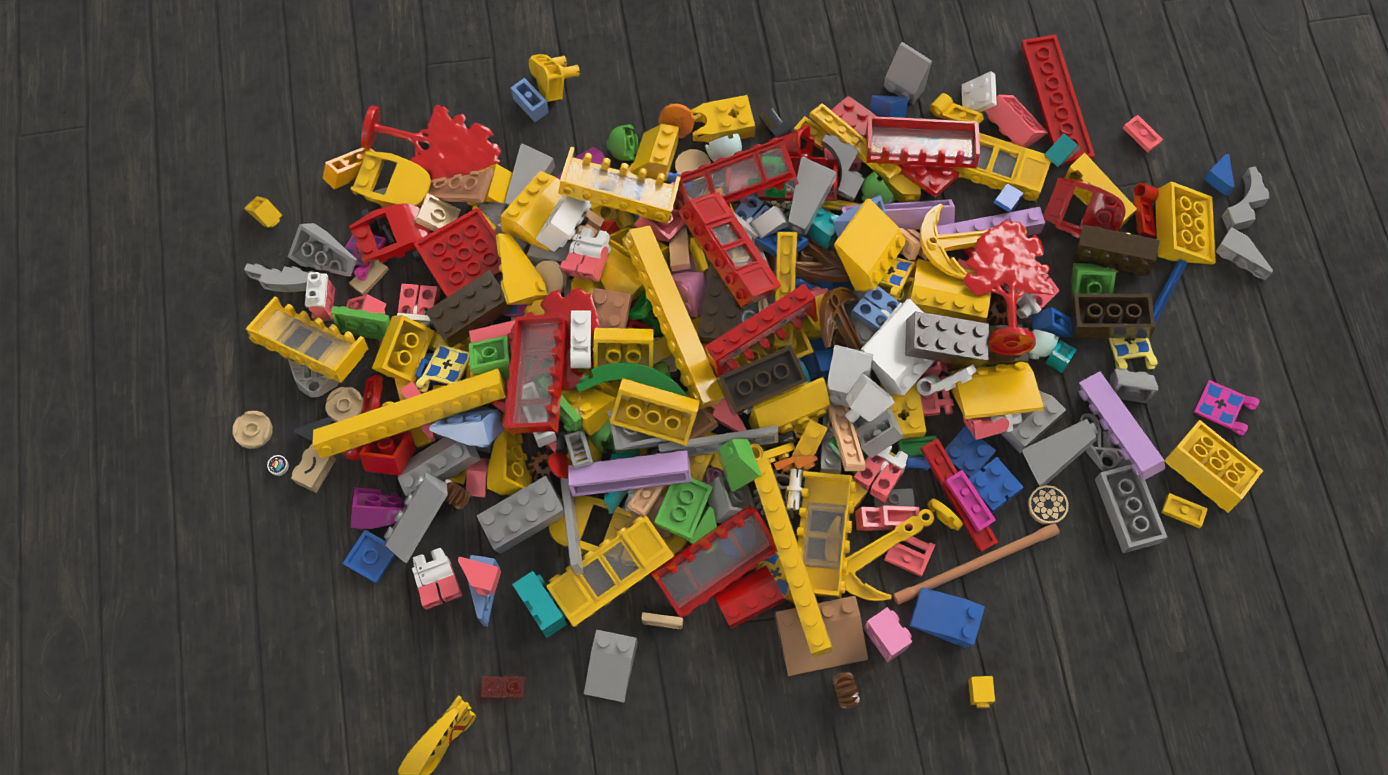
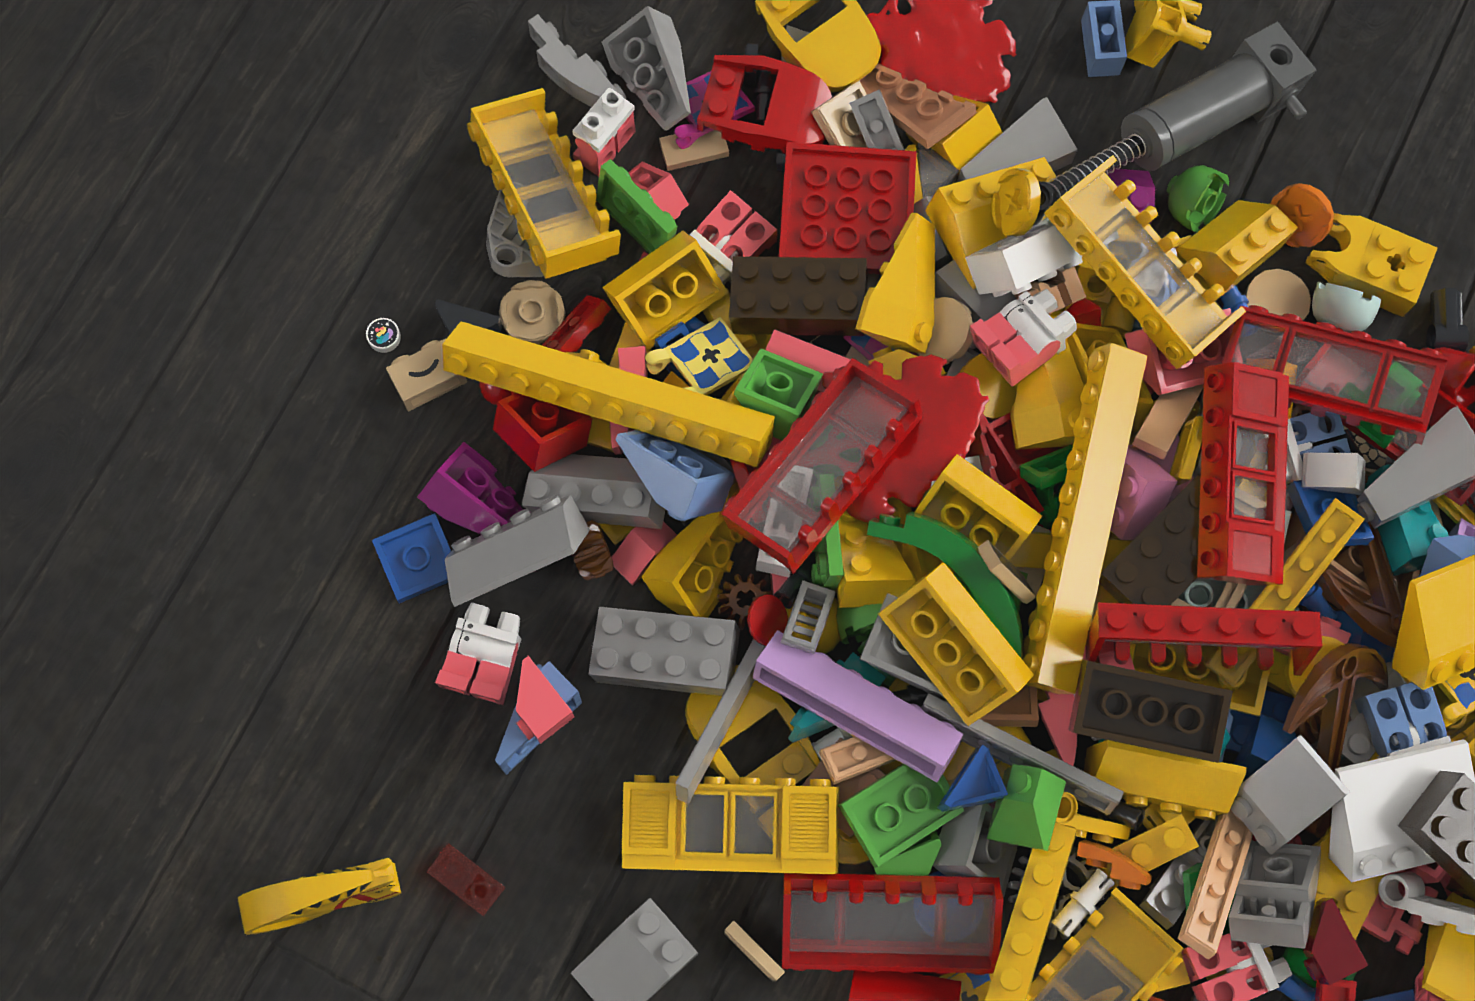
camera: 30 degrees right, 5 degrees up
(252, 429) = (384, 259): tan tile -> none
(449, 206) = (876, 122): none -> light grey plate
(540, 603) = (599, 798): teal wedge -> none
(541, 197) = (1016, 202): none -> yellow tile
(580, 339) = (924, 457): white plate -> none
(612, 308) = (1003, 441): nougat plate -> none
(613, 74) = (1255, 82): none -> dark grey piece
(654, 364) = (1006, 572): none -> tan tile
(709, 469) = (975, 784): none -> blue slope
(867, 400) = (1289, 851): white torso -> none
(914, 429) = (1330, 945): none -> dark red slope

